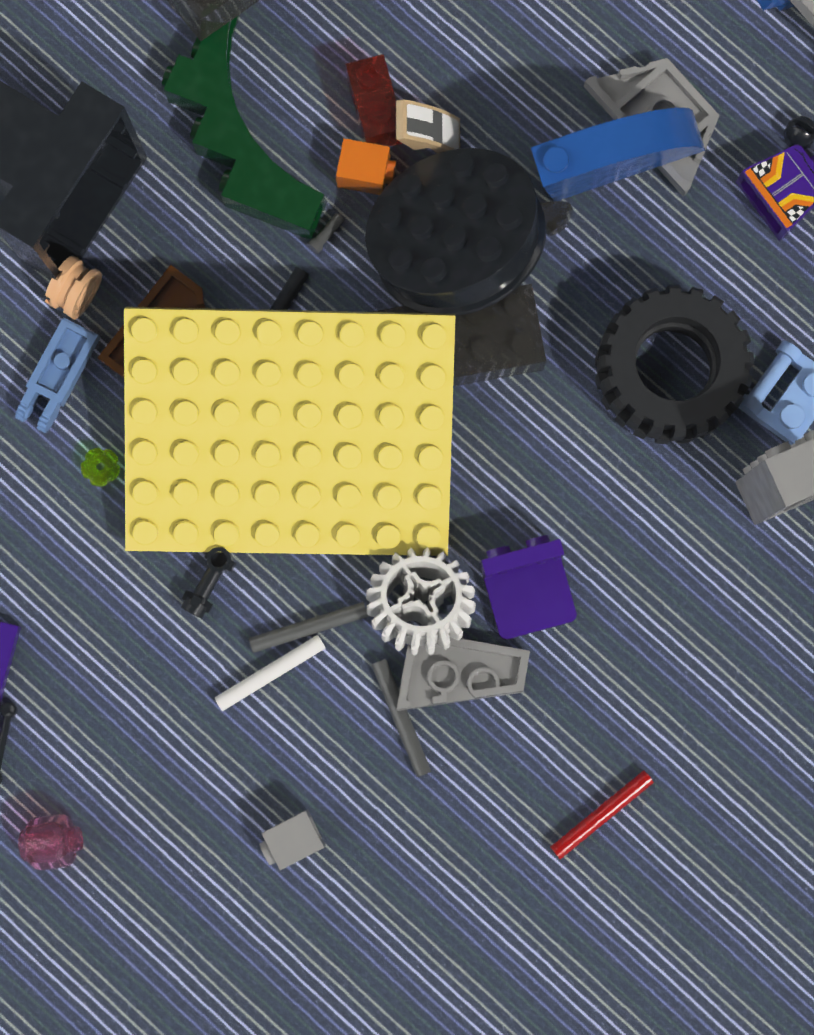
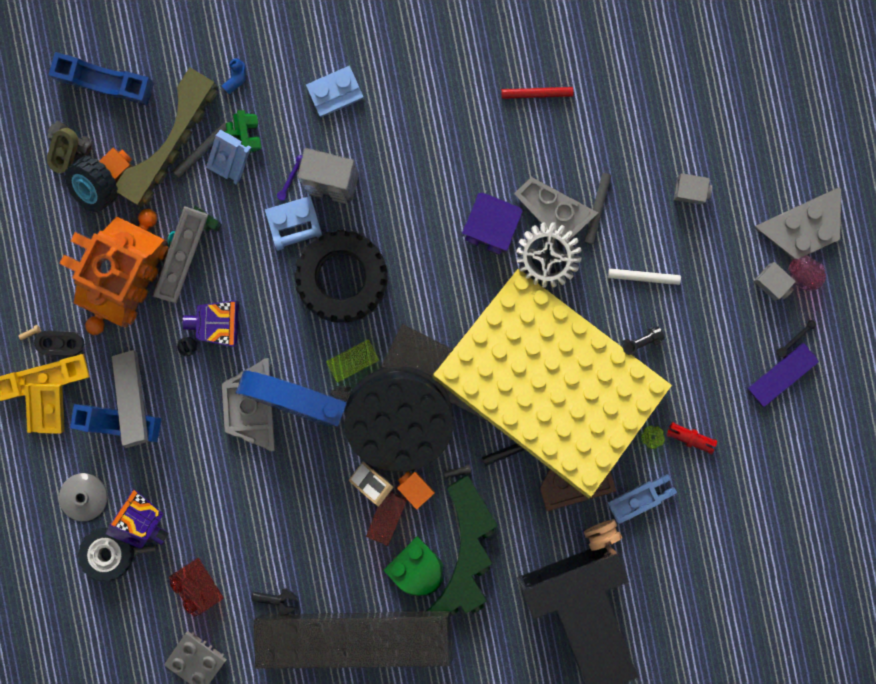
camera: 145 degrees left, 5 degrees up
(47, 503) = (691, 438): none -> red pin
(85, 797) = (775, 282): none -> light grey brick
(98, 909) = (806, 226): none -> light grey wing
(285, 68) = (416, 569): none -> green slope
(308, 627) = (609, 284): dark grey bar -> none
(572, 271) = (352, 360): none -> clear neon green plate

